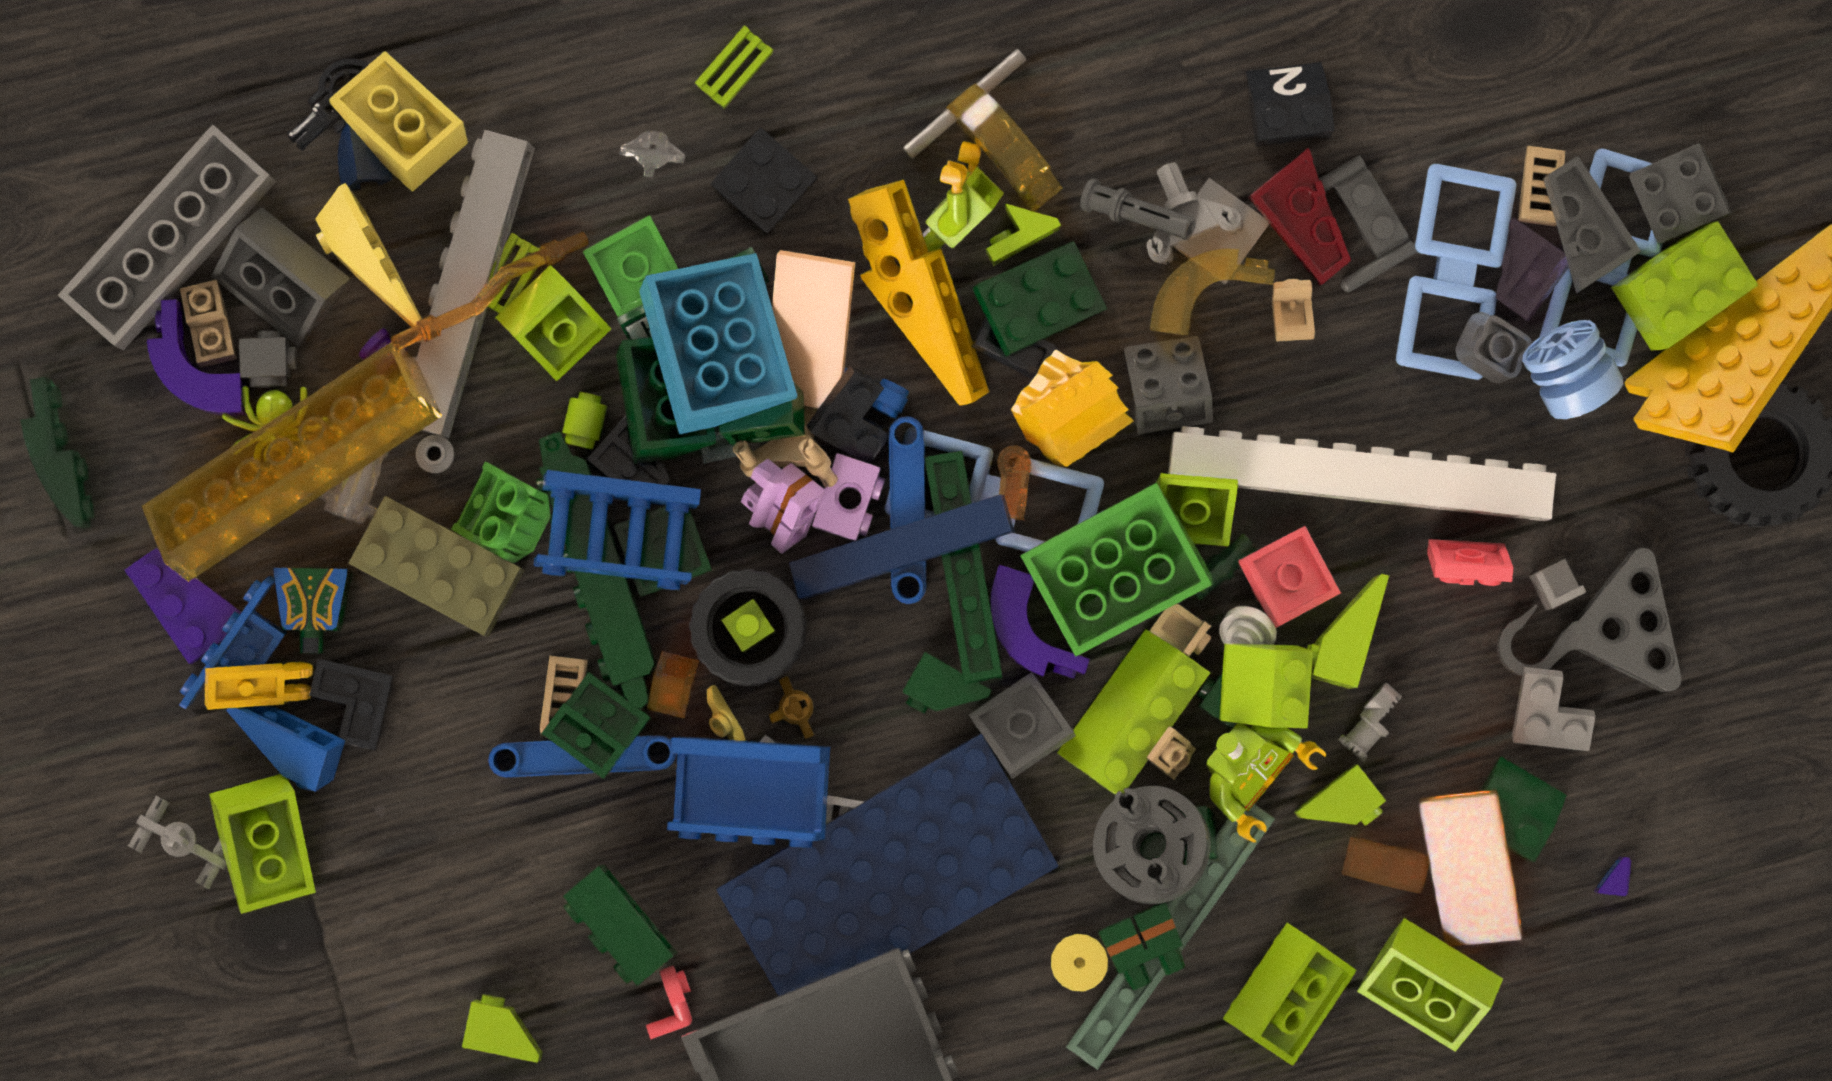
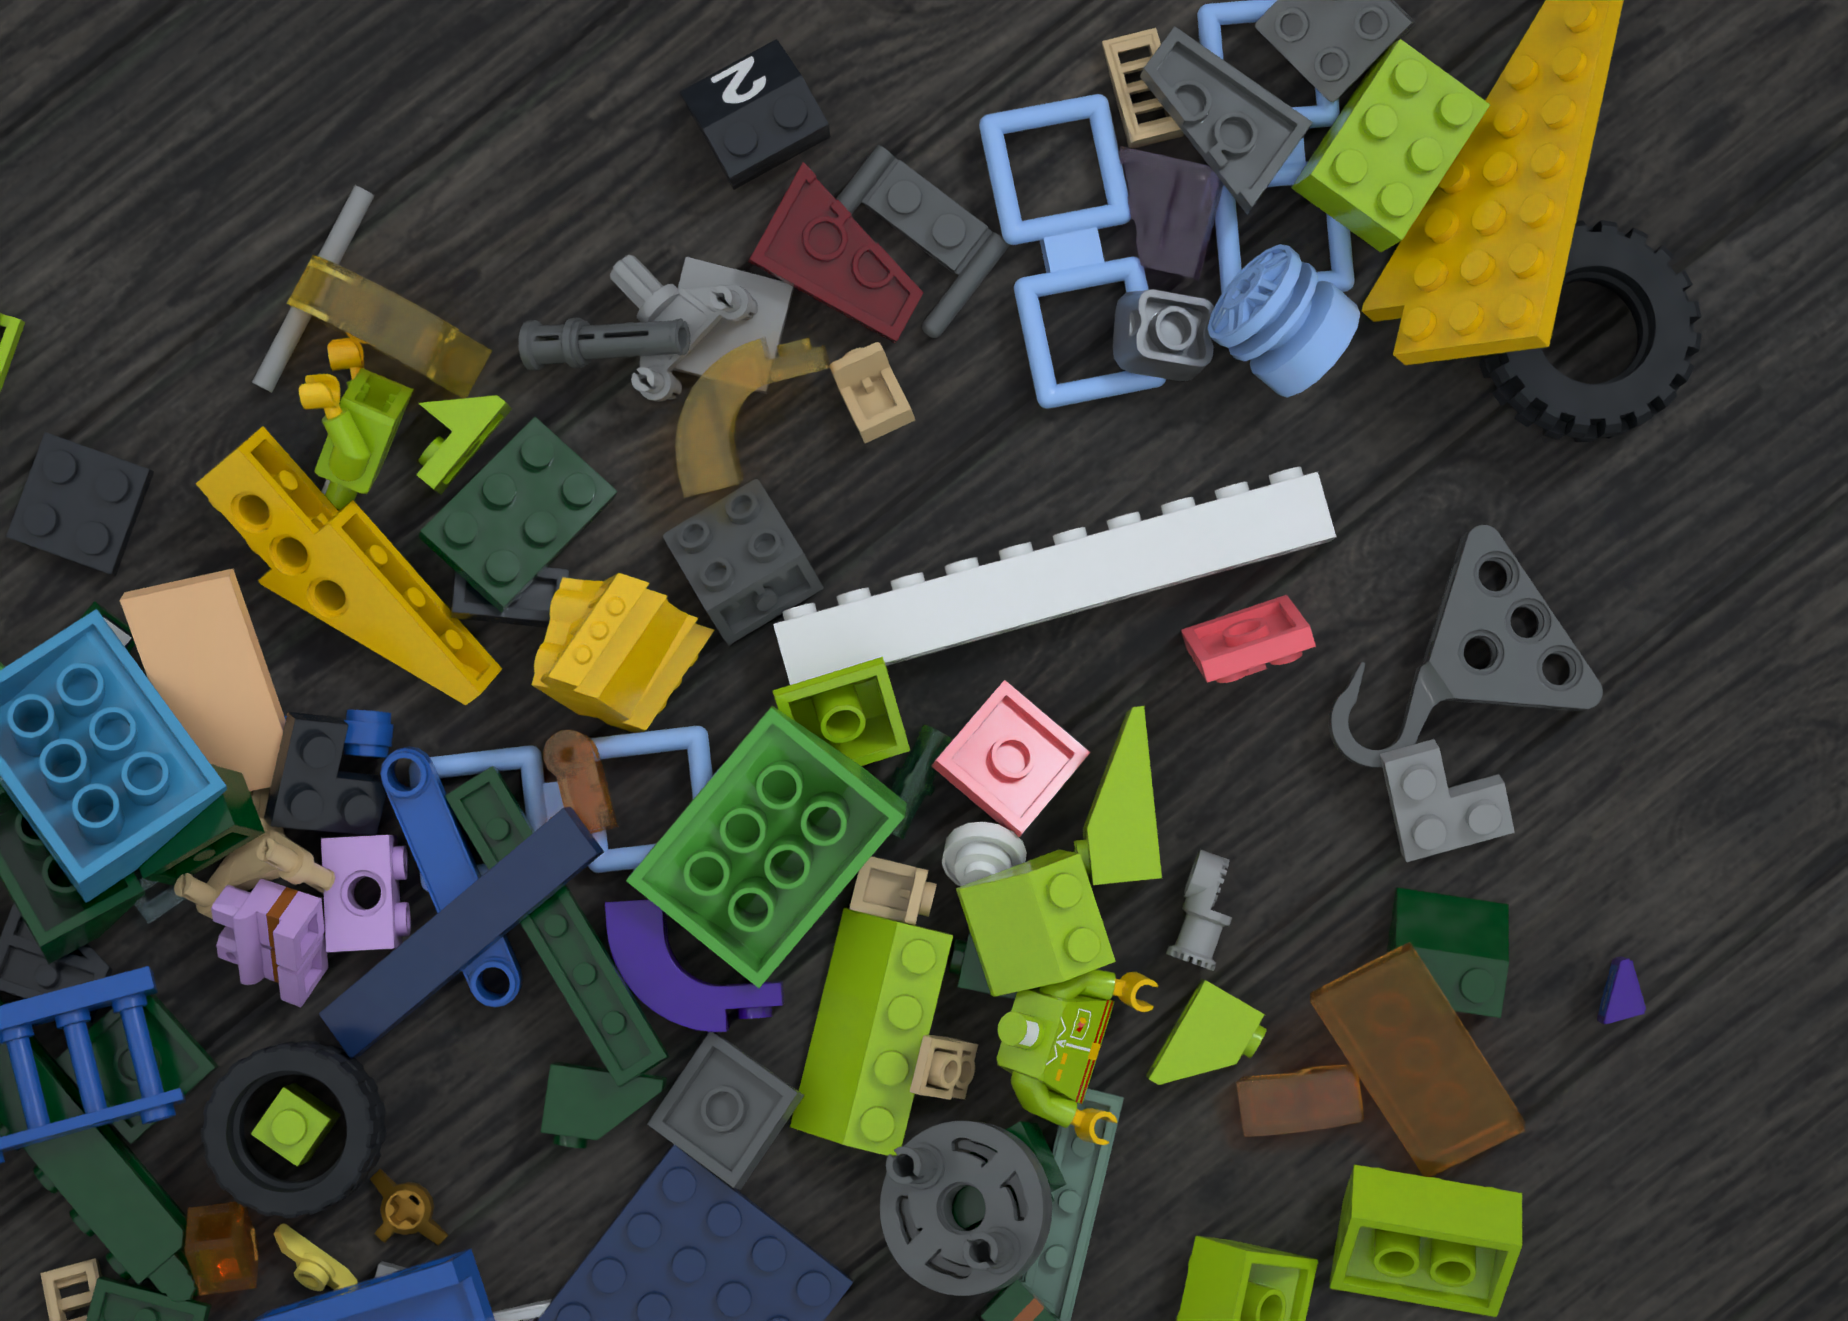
camera: 20 degrees left, 0 degrees up
(1556, 585) = (1379, 623): light grey panel -> none

